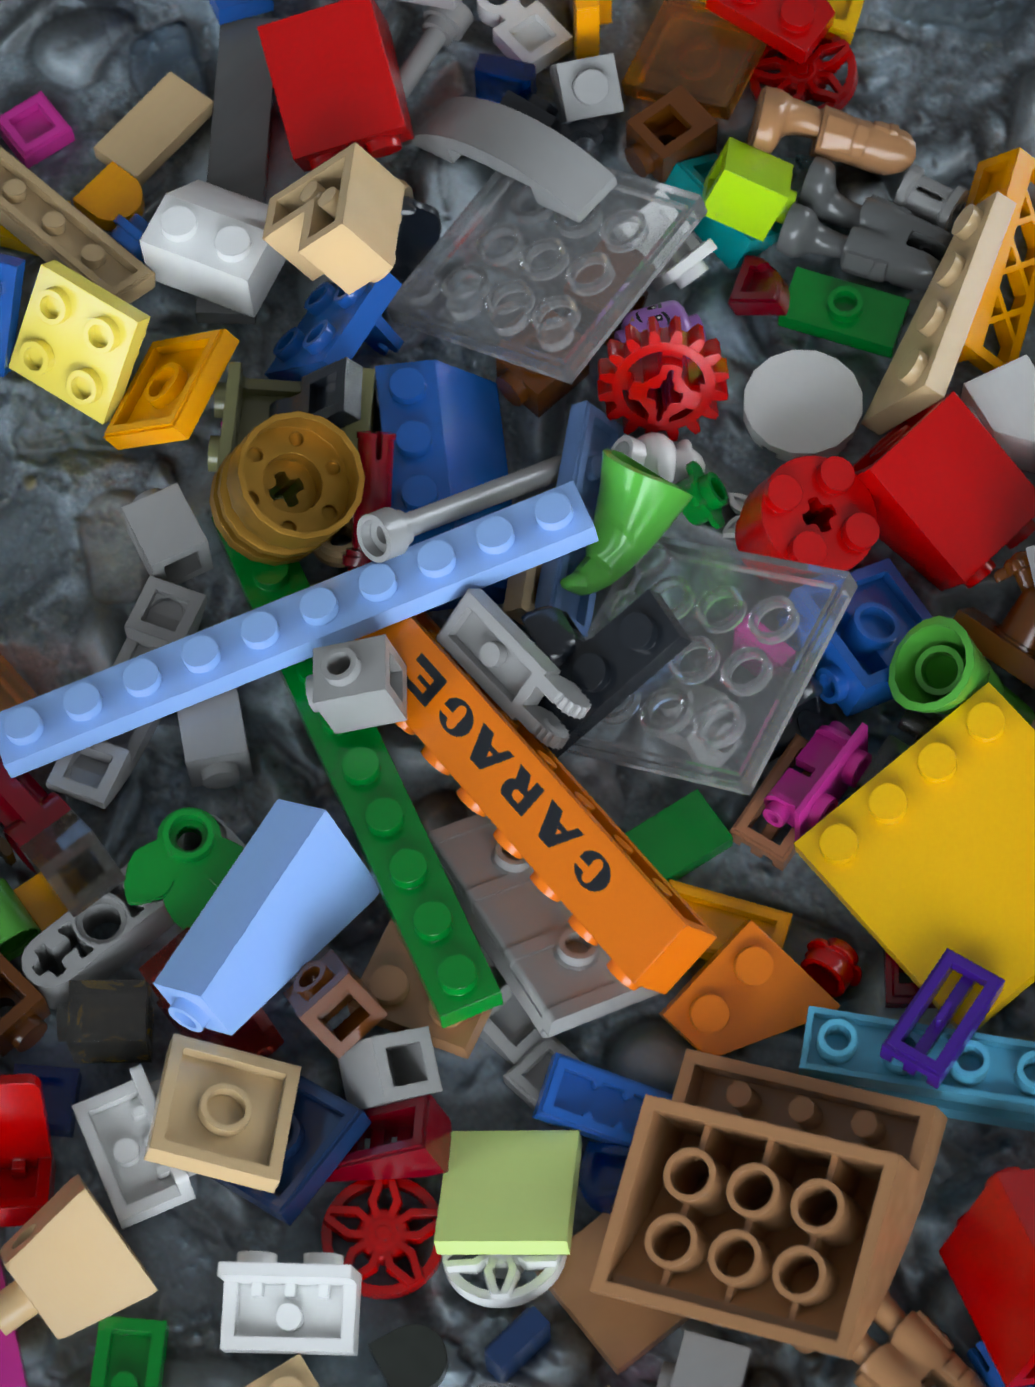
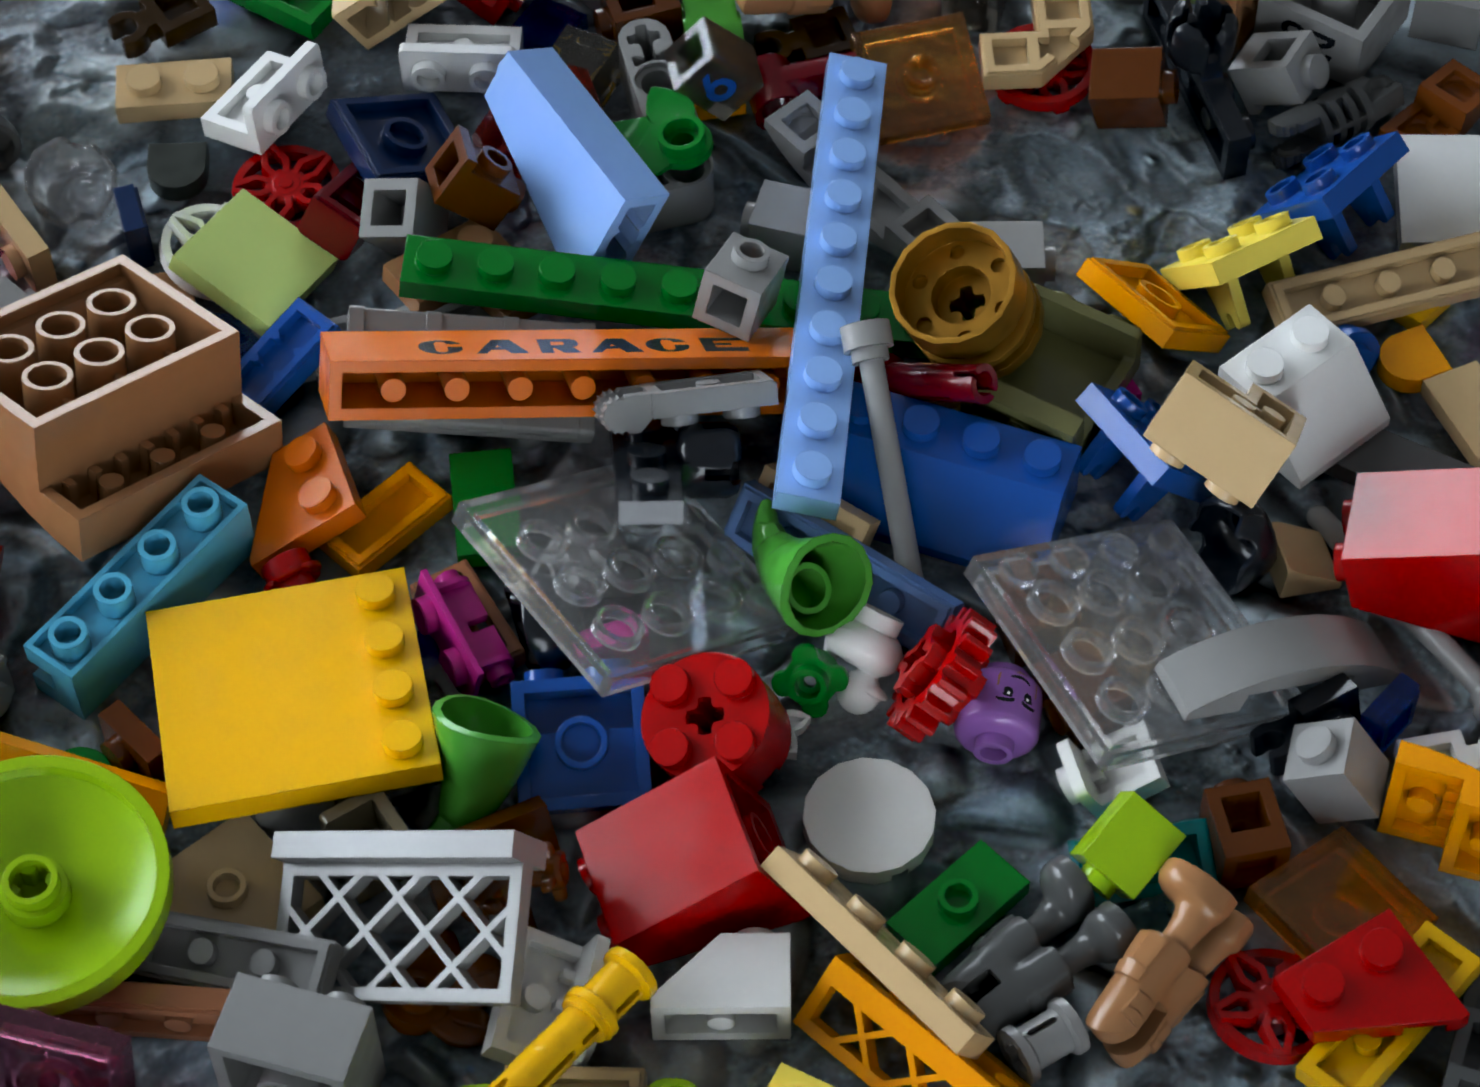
camera: 115 degrees right, 10 degrees down
(223, 1113) = (427, 81): tan plate -> none
(328, 393) = (1050, 377): black plate -> none
(759, 289) = (1021, 839): dark red tile -> none
(917, 1058) = (180, 621): dark purple tile -> none

